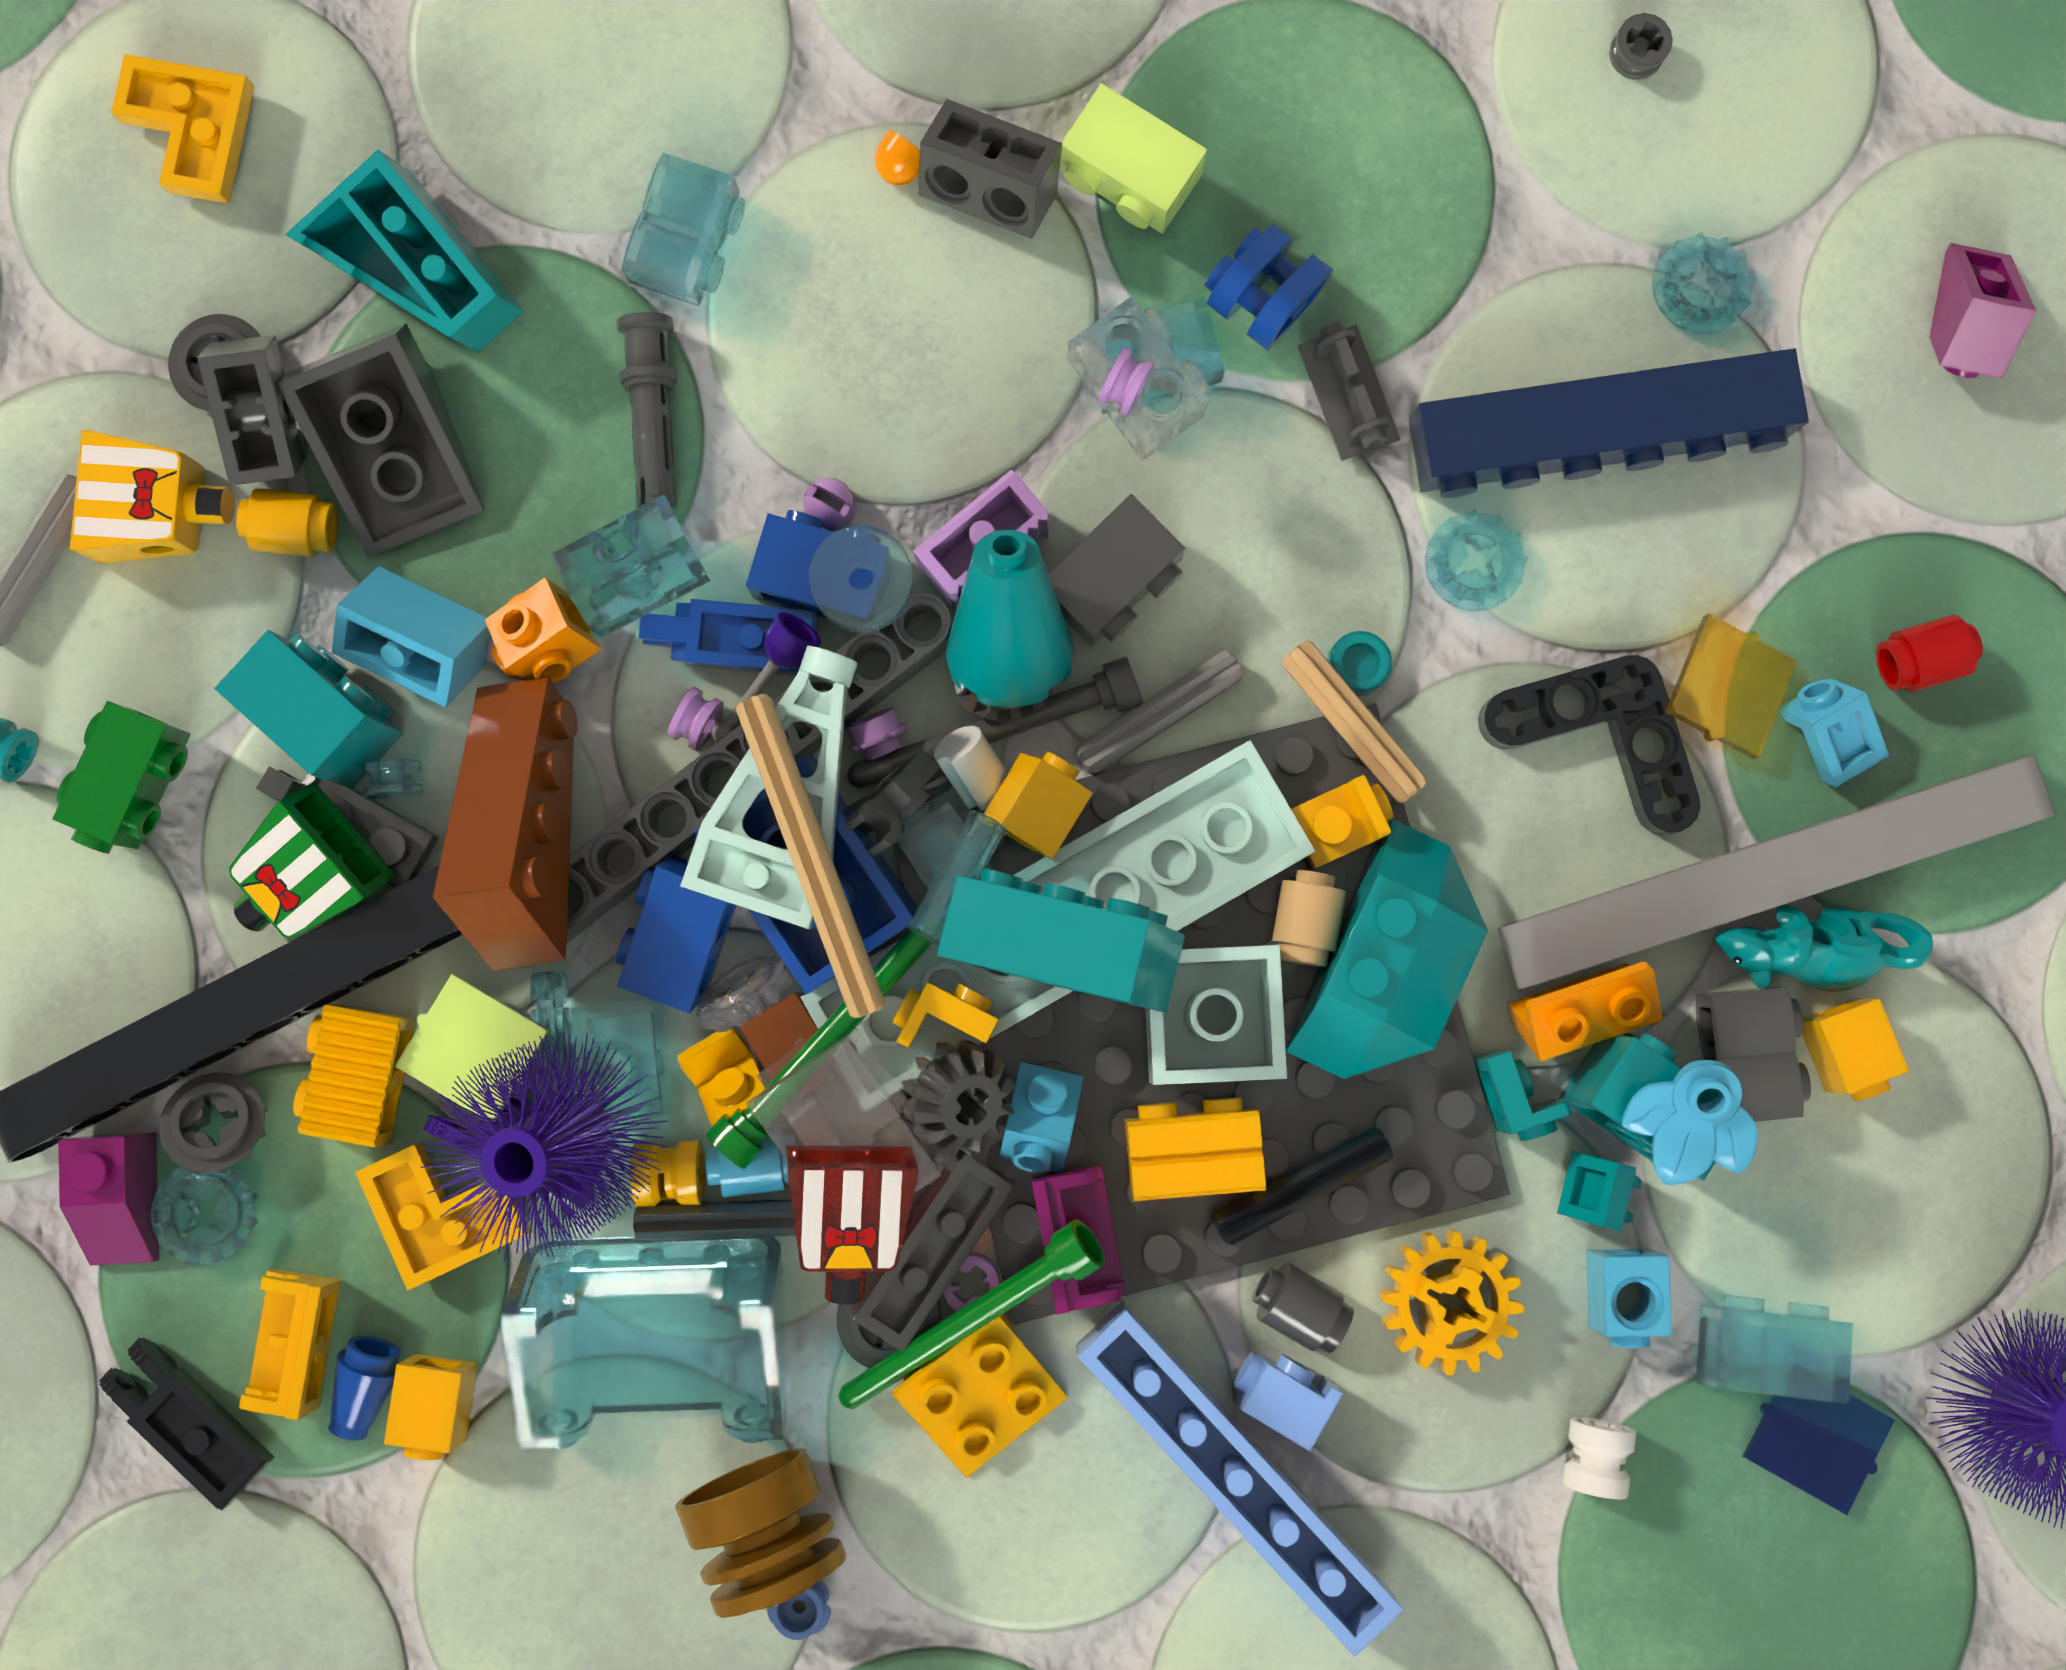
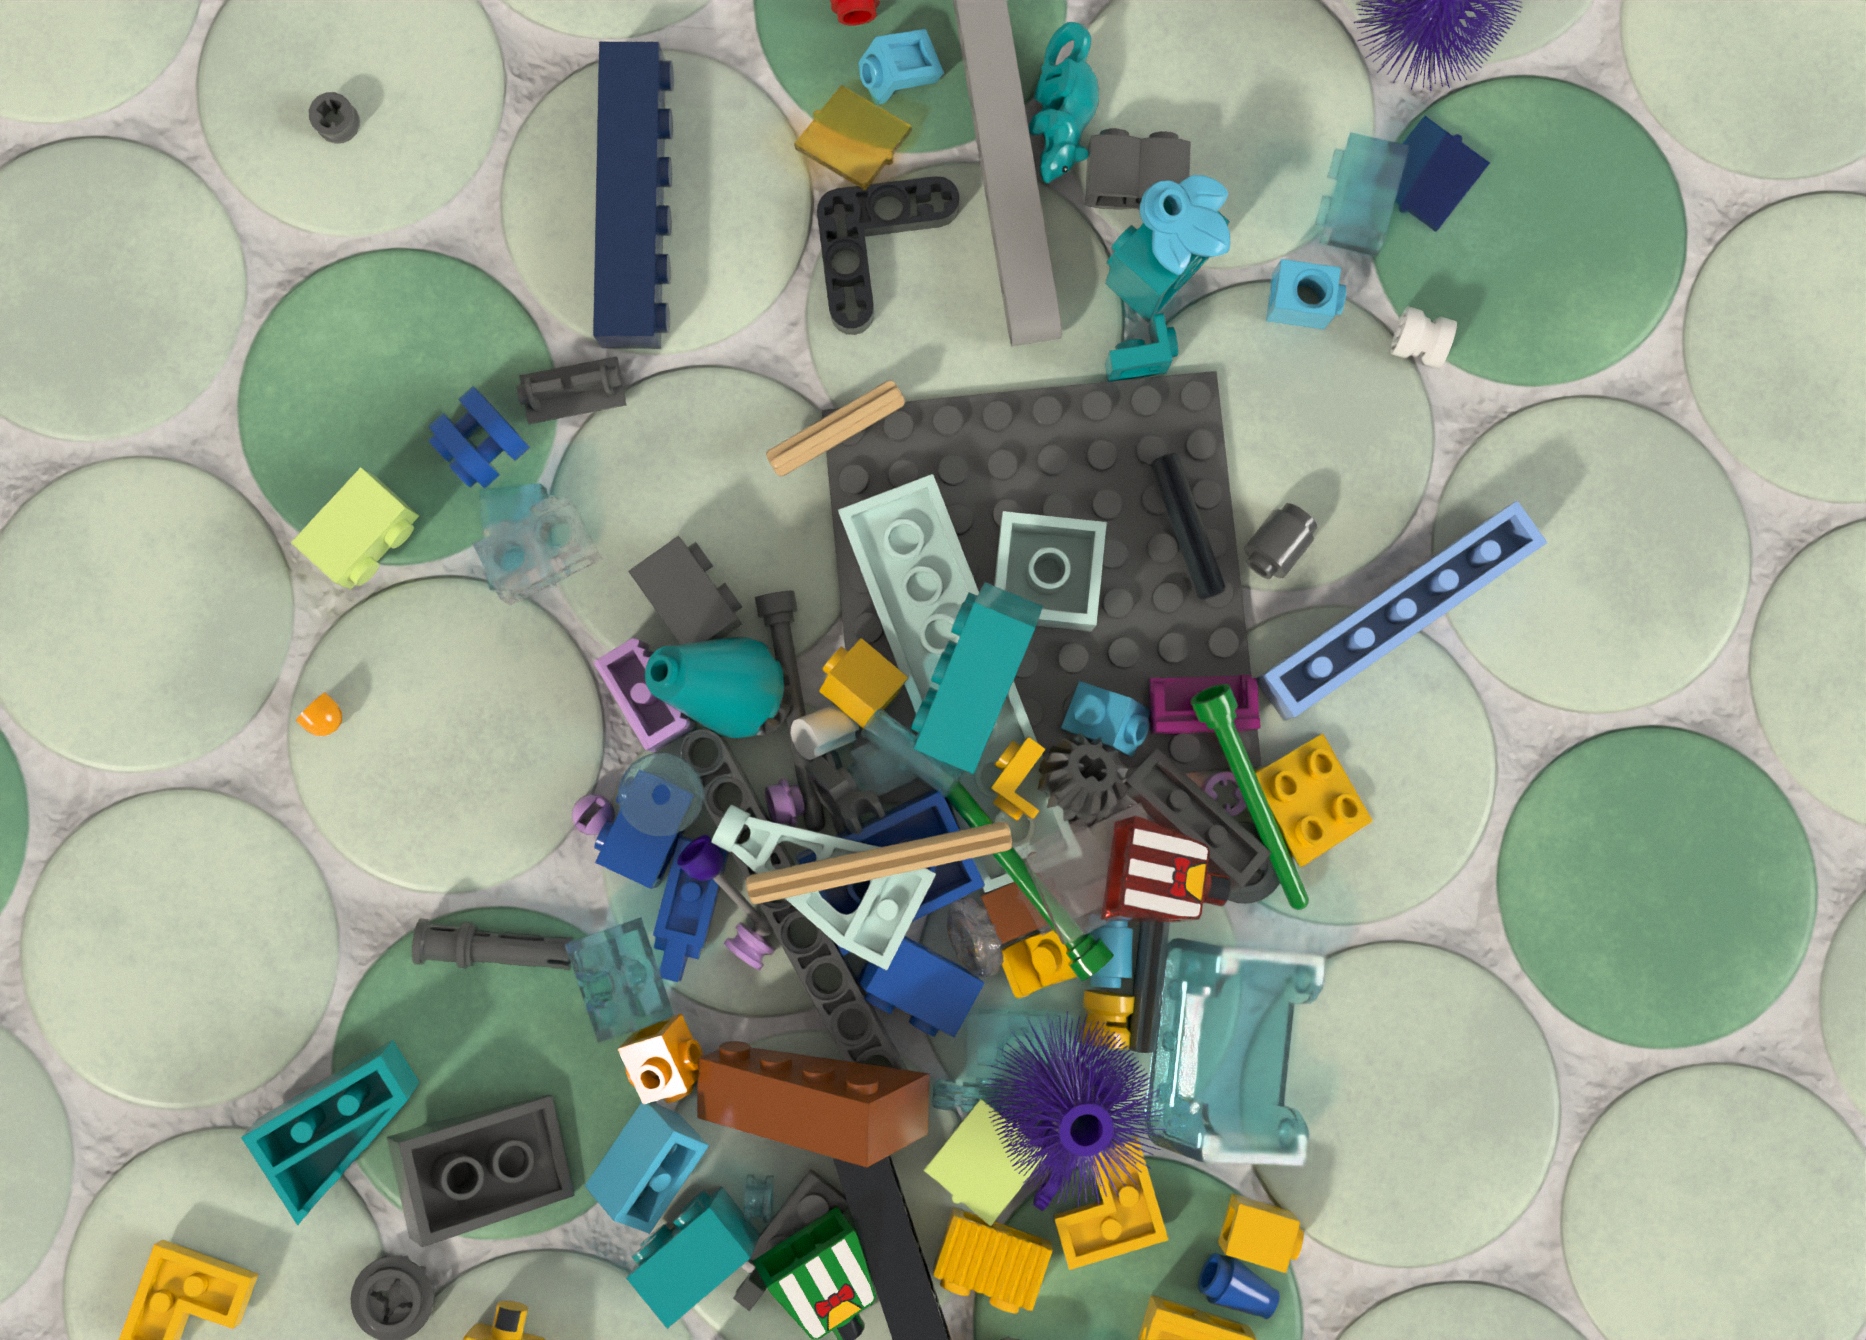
camera: 80 degrees left, 0 degrees up
(249, 411) = (438, 1273): dark grey brick -> none
(287, 523) = (535, 1257): yellow brick -> none
(682, 230) = (348, 899): clear light blue brick -> none
(766, 1544) = (1403, 981): pearl gold wheel -> none
(802, 1624) = (1466, 968): medium blue plate -> none
(989, 168) = (343, 643): dark grey brick -> none
(1126, 381) = (542, 557): lavender bush -> none
(1159, 712) = (803, 578): light grey axle -> none
(1194, 1151) = (1151, 603): yellow brick -> none
(1285, 1398) = (1347, 565): light blue brick -> none
(1308, 918) = (983, 487): tan brick -> none
(1344, 820) = (911, 447): yellow bracket -> none
(1361, 661) = (787, 415): teal tile -> none
(1394, 961) = (1024, 428): teal wedge -> none
(1459, 1278) = (1274, 419): yellow gear -> none
(1472, 589) = (744, 321): clear light blue gear -> none
(1587, 1010) = (1085, 288): light orange bracket -> none
(1598, 1191) = (1224, 304): teal tile -> none
(1686, 303) = (547, 118): clear light blue gear -> none
(1854, 1048) = (1144, 94): yellow brick -> none

